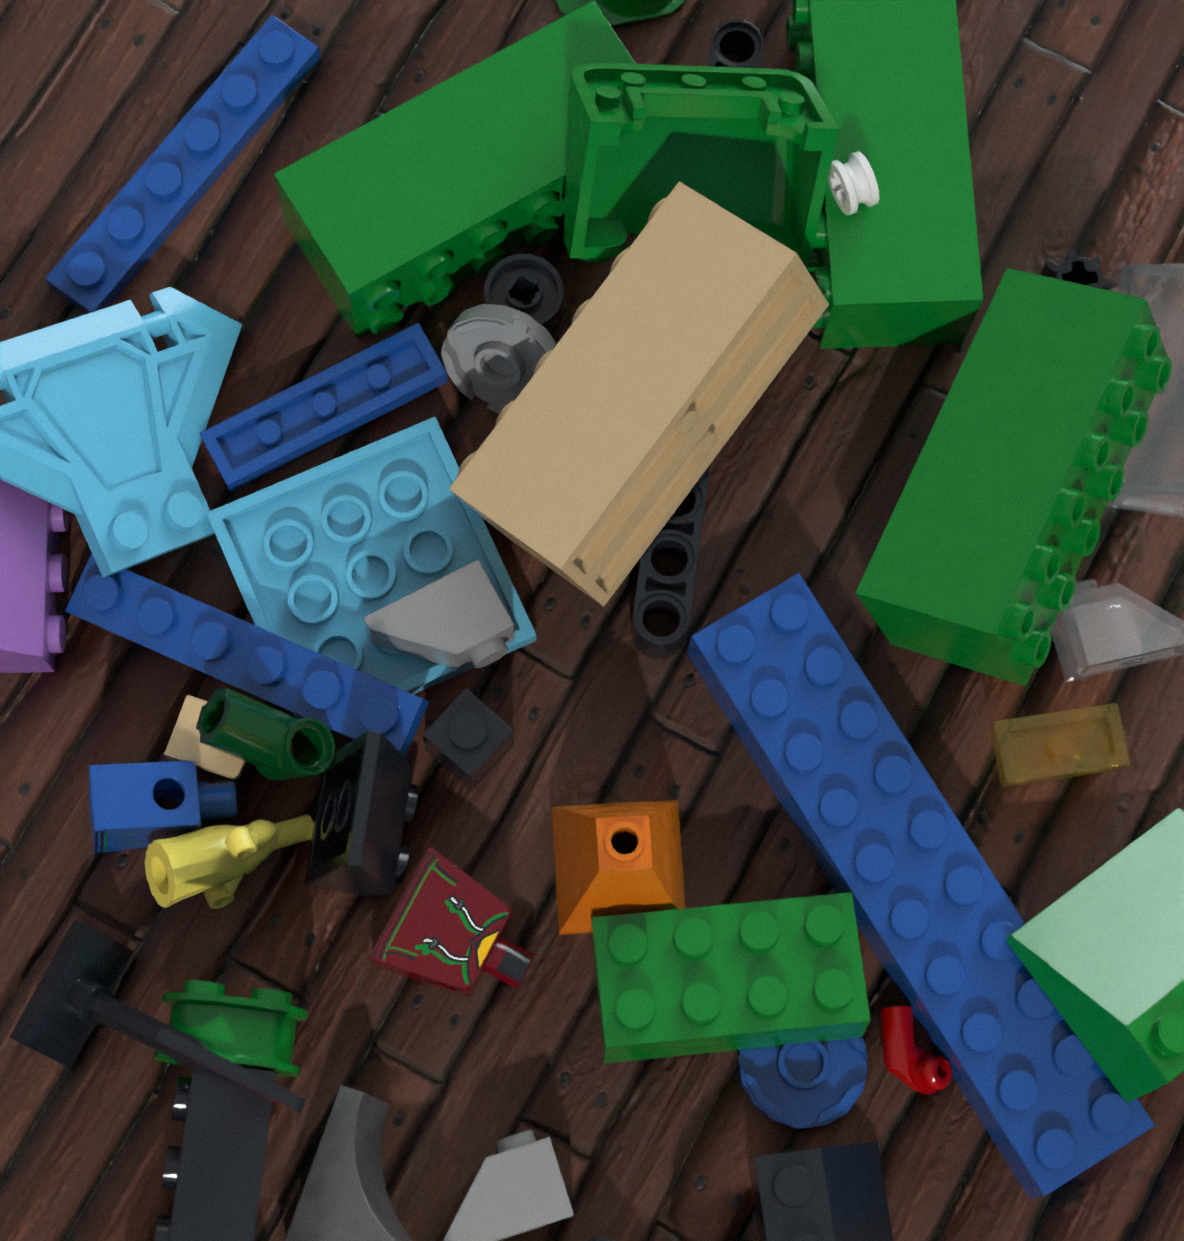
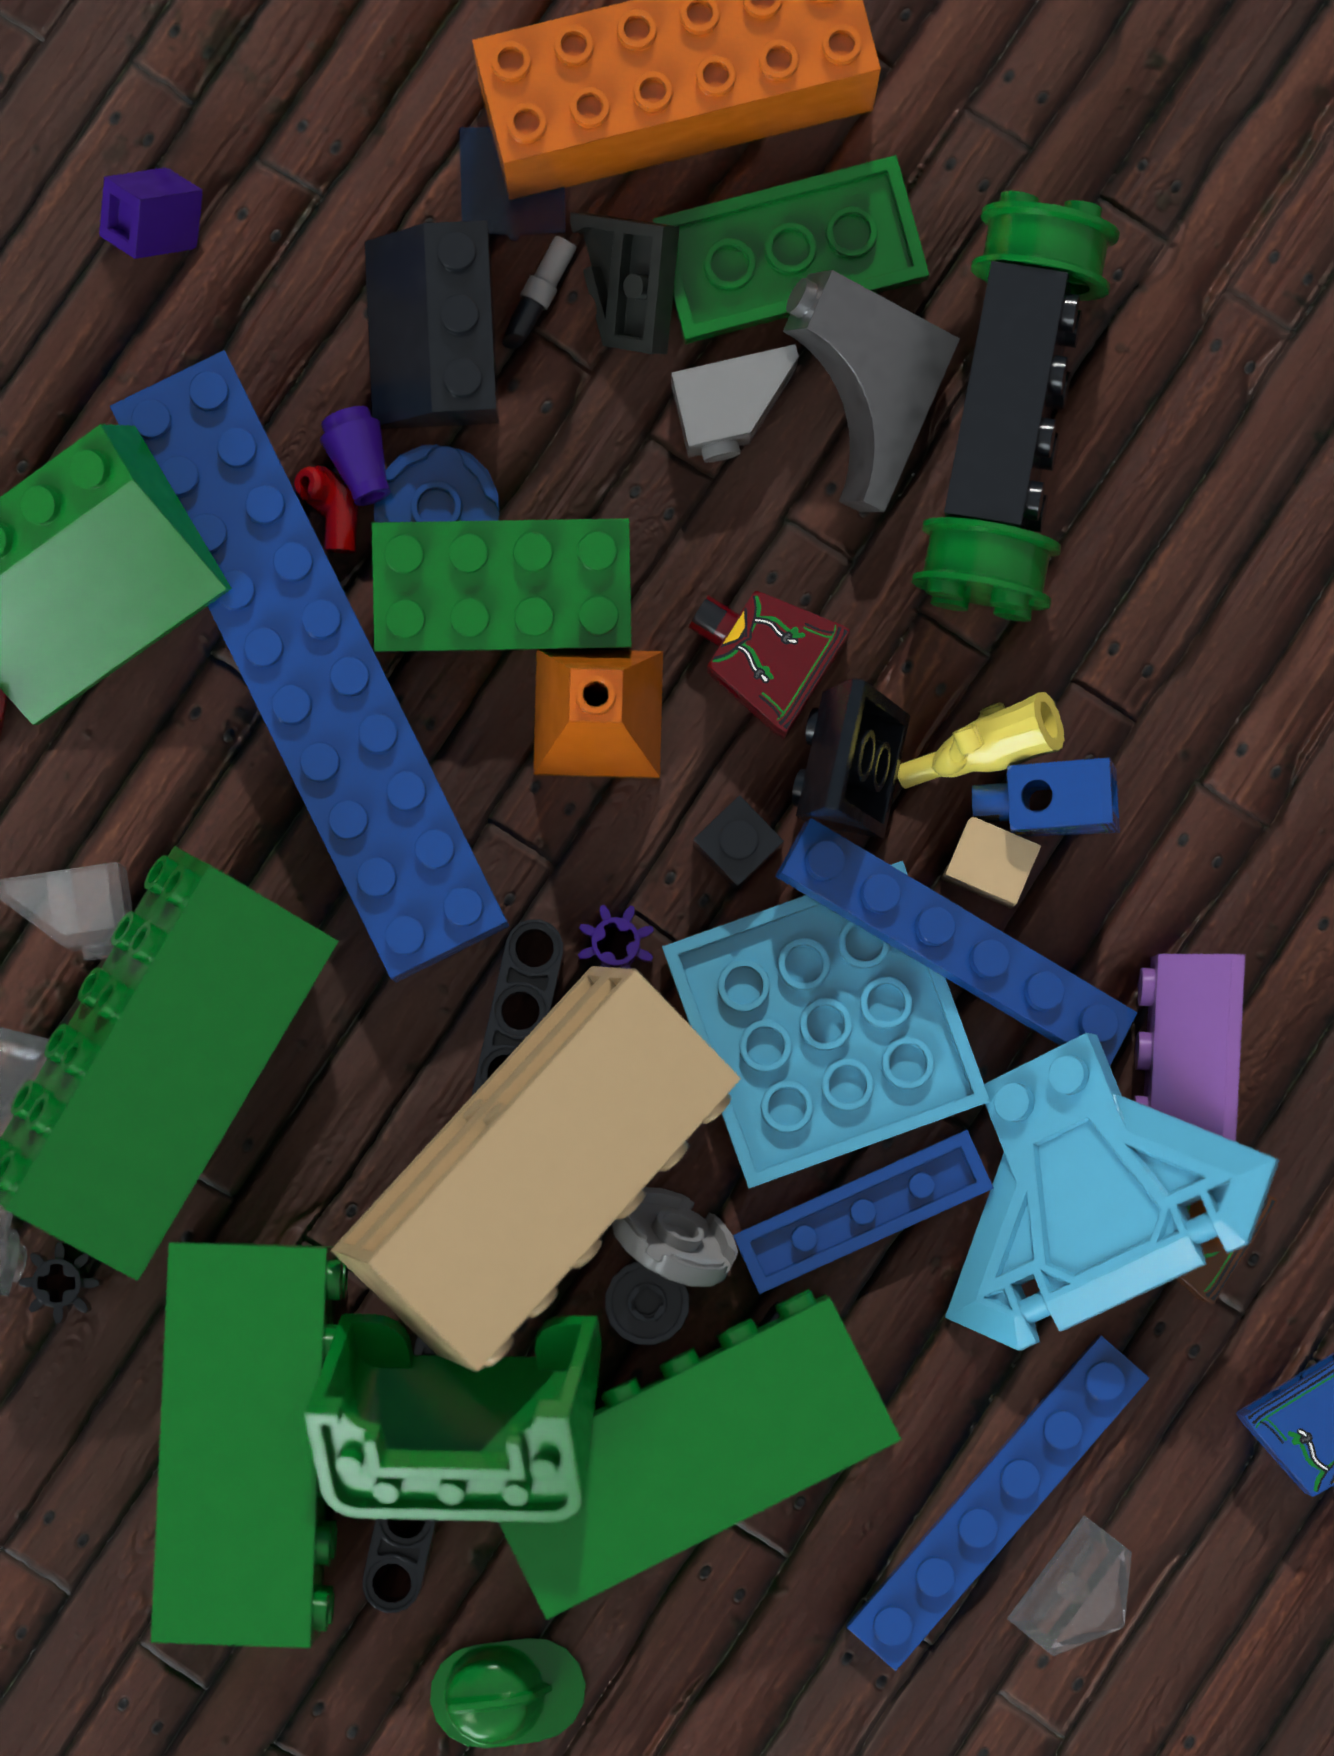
camera: 170 degrees left, 10 degrees up
(79, 995) = (1135, 617): black piece -> none
(110, 92) = (1077, 1592): none -> clear slope
(265, 736) = (939, 847): dark green piece -> none
(447, 621) = (749, 956): light grey slope -> none
(589, 621) = (624, 927): none -> dark purple gear
(853, 183) = (292, 1372): white bush -> none
(891, 1108) = (357, 452): none -> dark purple cone
(1059, 745) = (144, 795): clear yellow plate -> none

